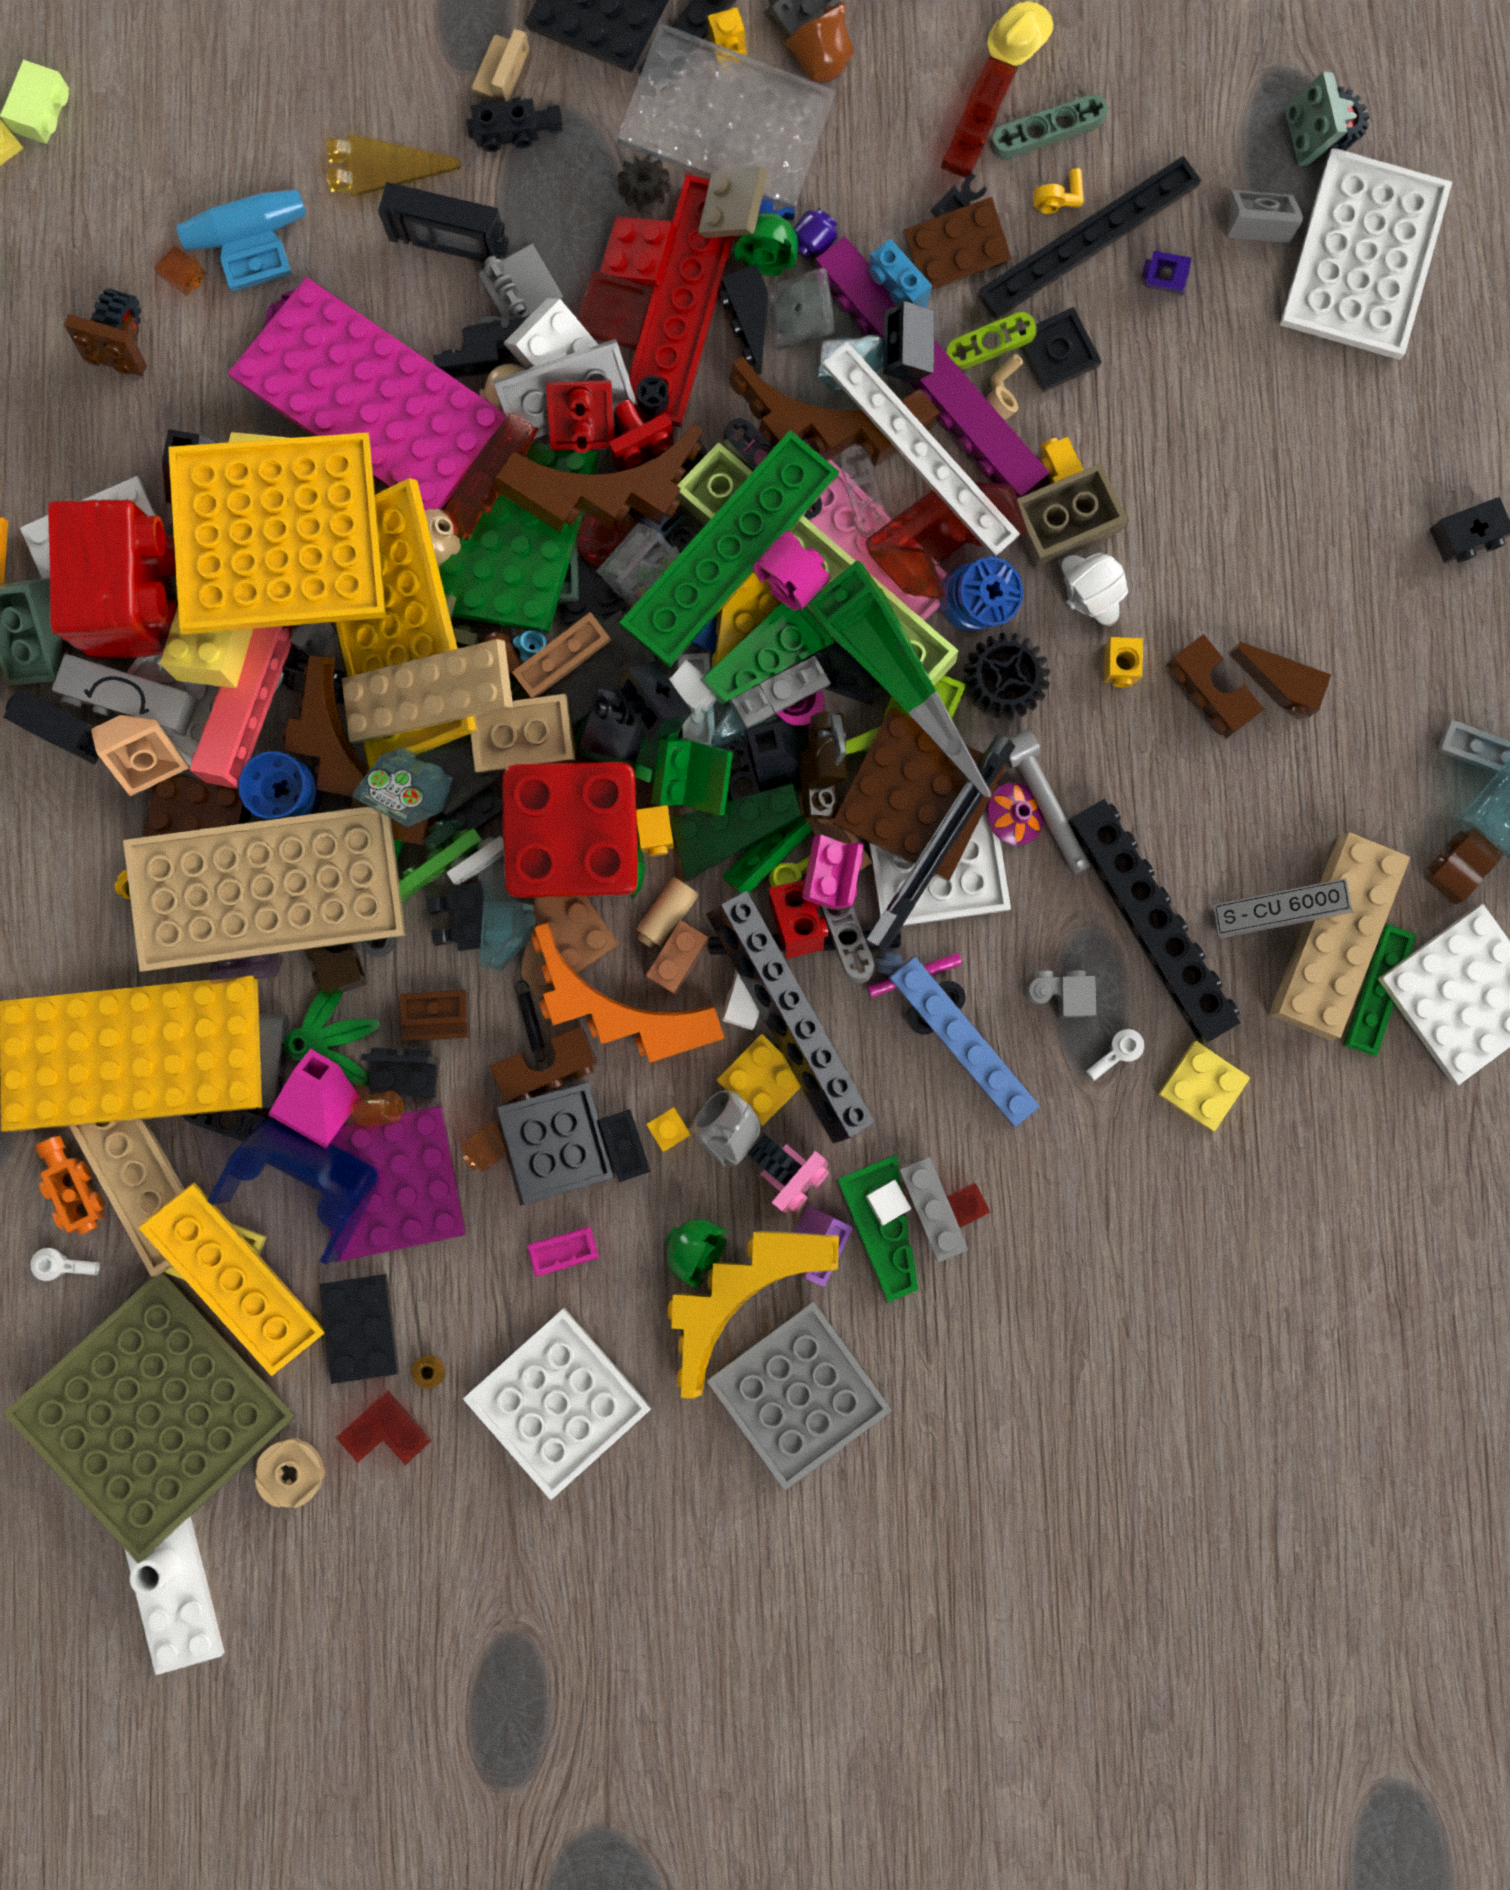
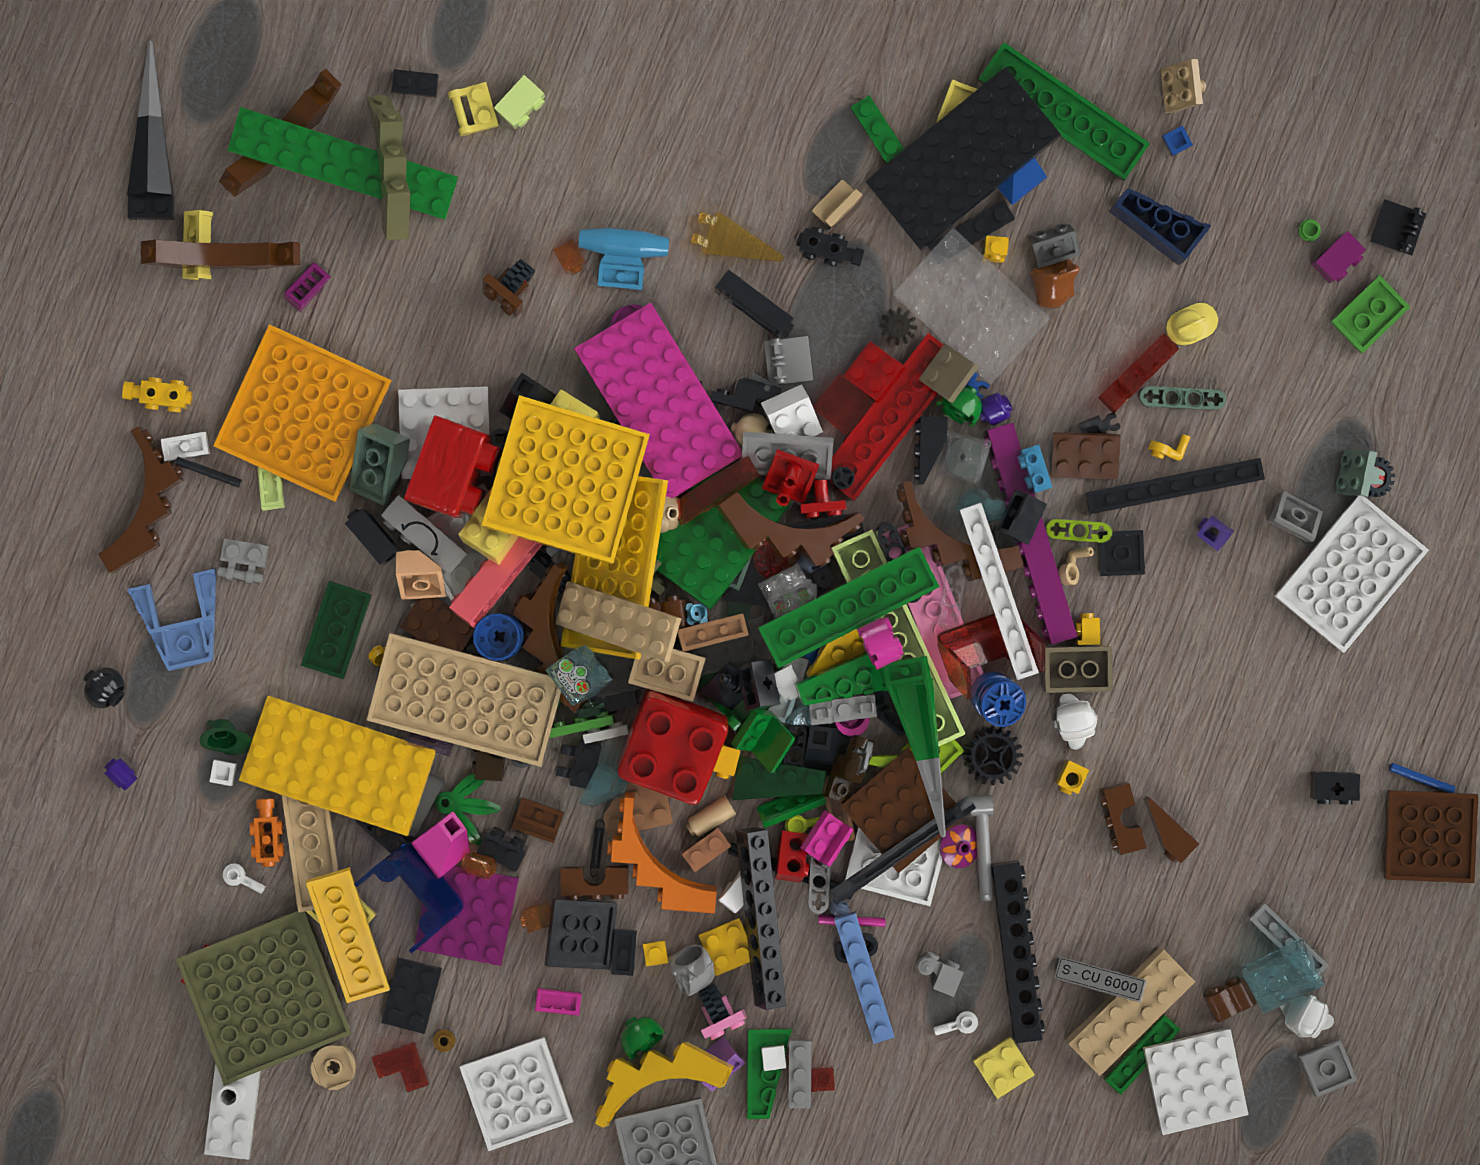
camera: 30 degrees right, 5 degrees up
(59, 875) = (336, 630): none -> dark green plate

